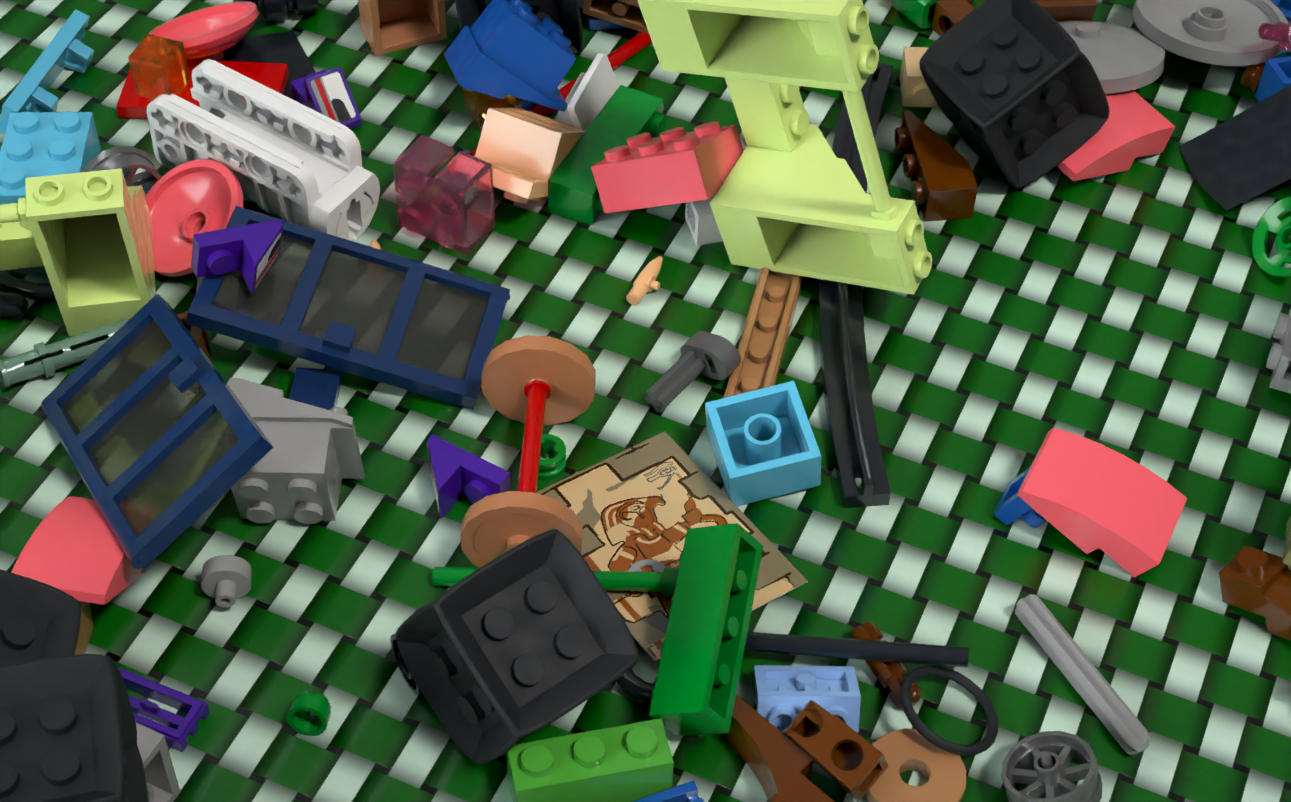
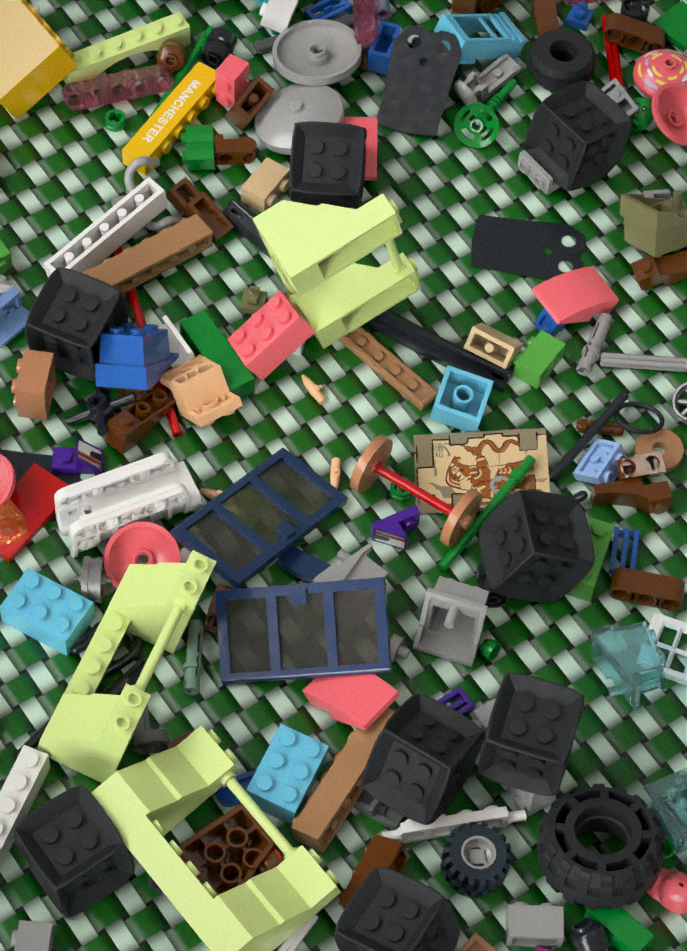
camera: 60 degrees left, 10 degrees up
(242, 248) = (223, 538): dark purple slope -> none
(317, 620) = (452, 621): none -> light grey piece
(409, 113) = (138, 420): none -> reddish brown slope
(416, 81) = (100, 409): none -> black bar
(452, 206) = (204, 450): clear pink piece -> none
(701, 354) = (385, 394): dark grey piece -> none
(707, 630) = (560, 473): green brick -> none
(904, 439) = (493, 345): none -> tan brick
(940, 514) = (538, 359): none -> bright green brick
(1024, 579) = (591, 351): none -> light grey pin
(1136, 395) = (520, 244): none -> black piece

